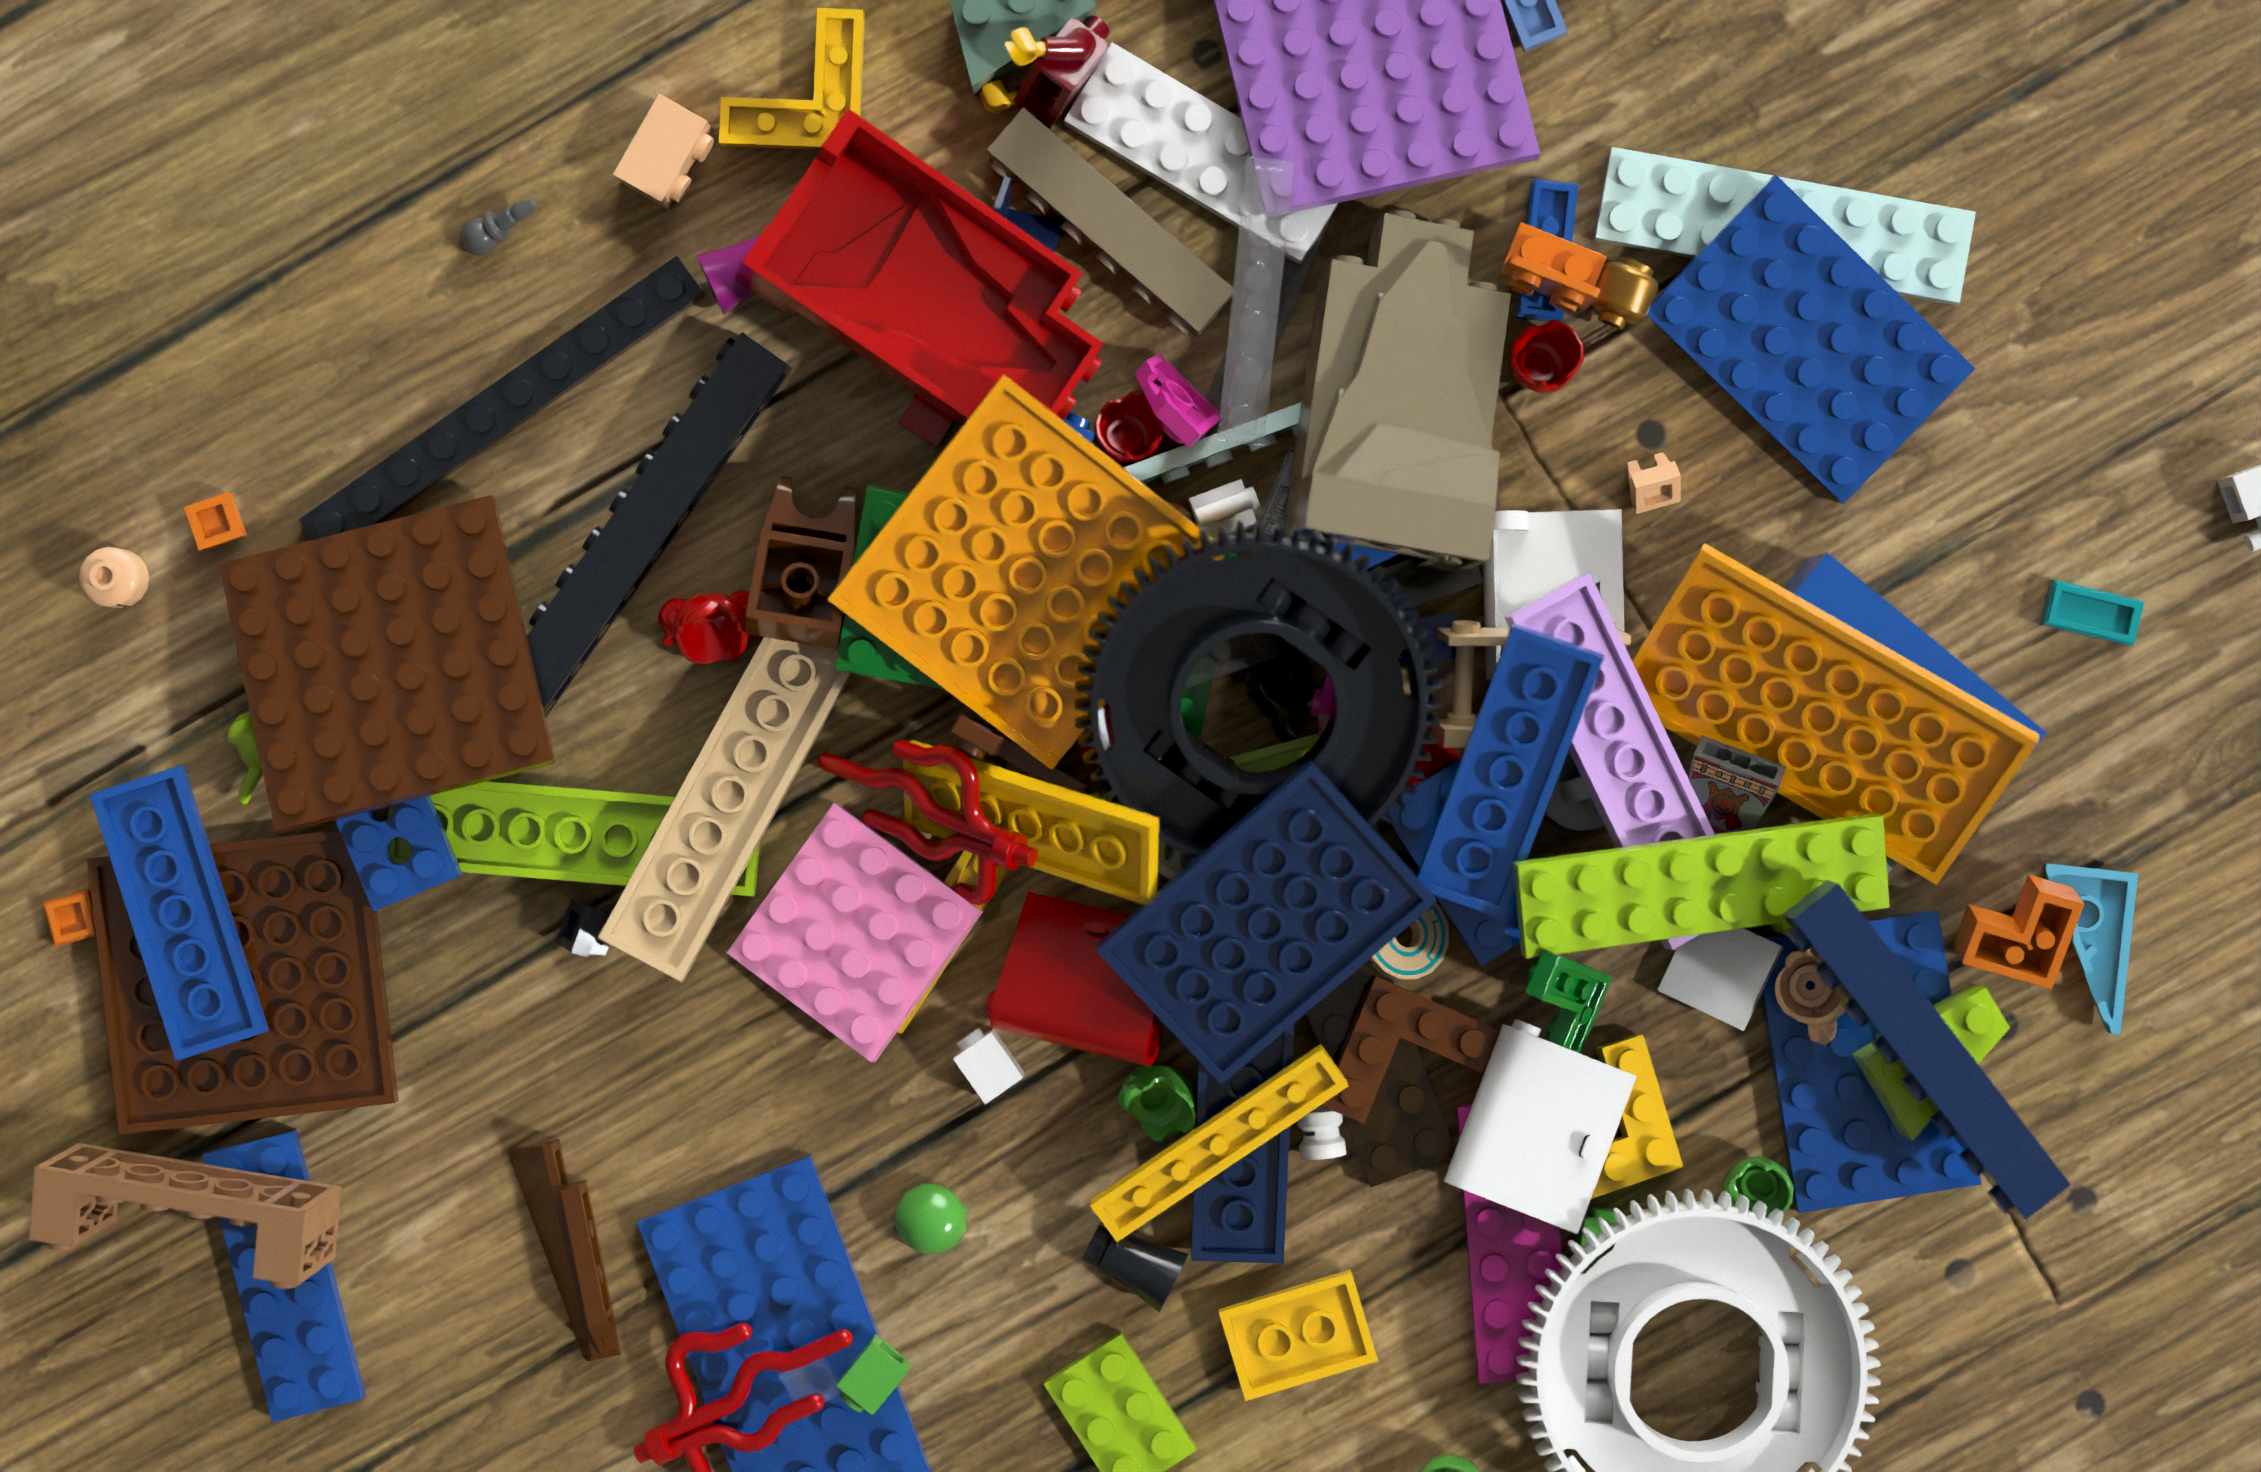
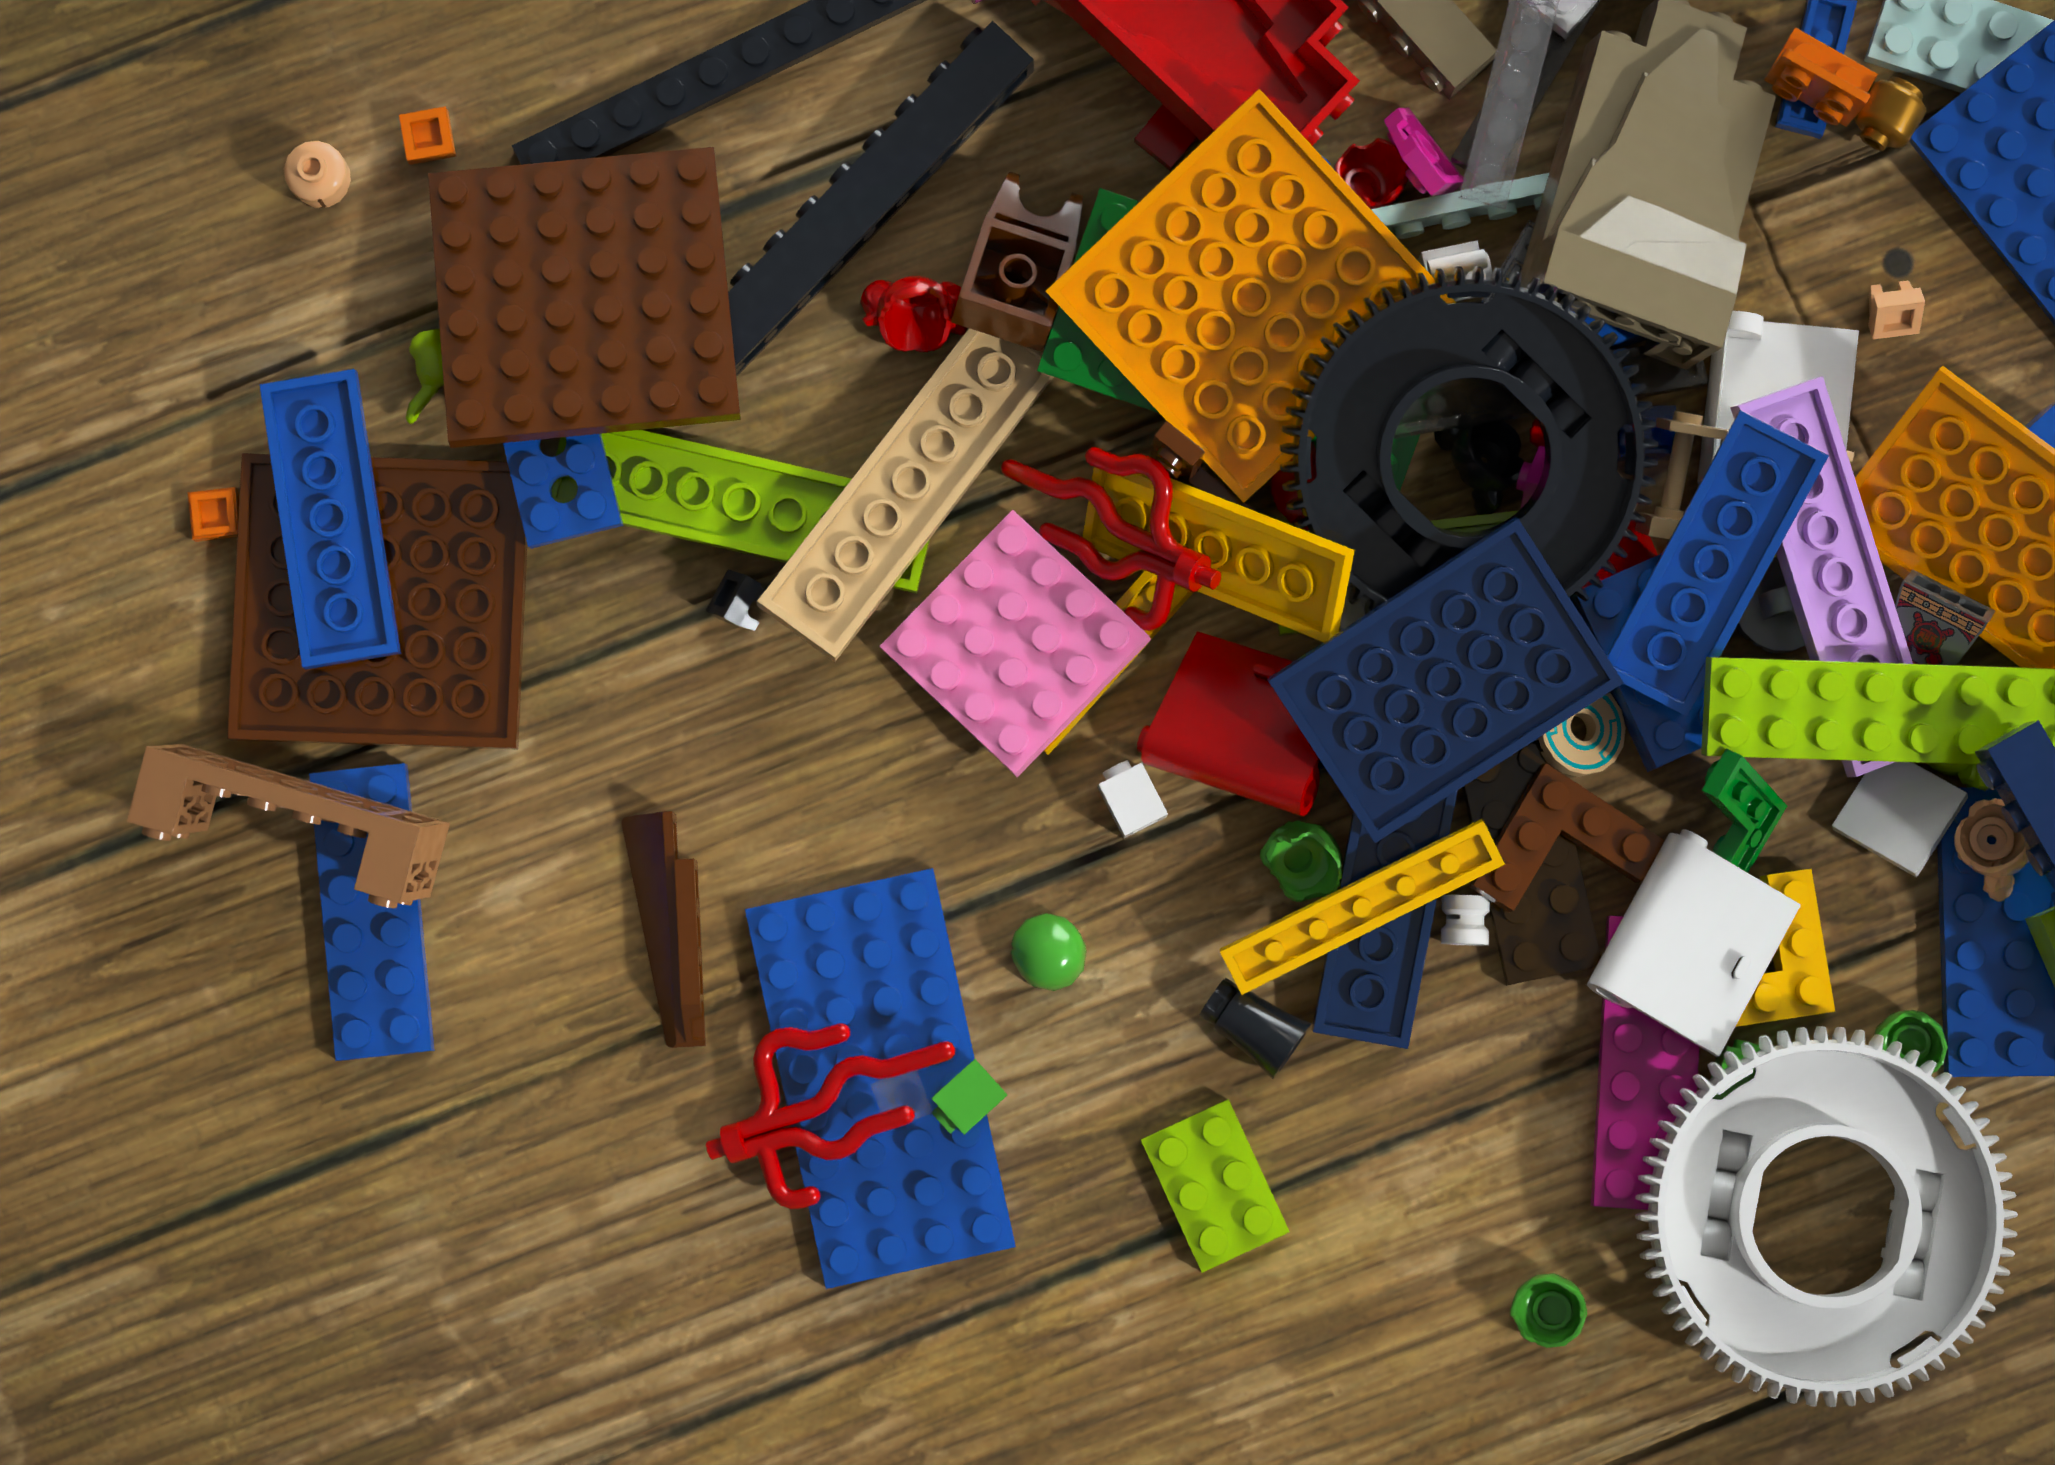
camera: 10 degrees right, 5 degrees down
(1298, 1335) = (1412, 1127): yellow plate -> none
(1546, 356) = (1802, 166): red hair -> none

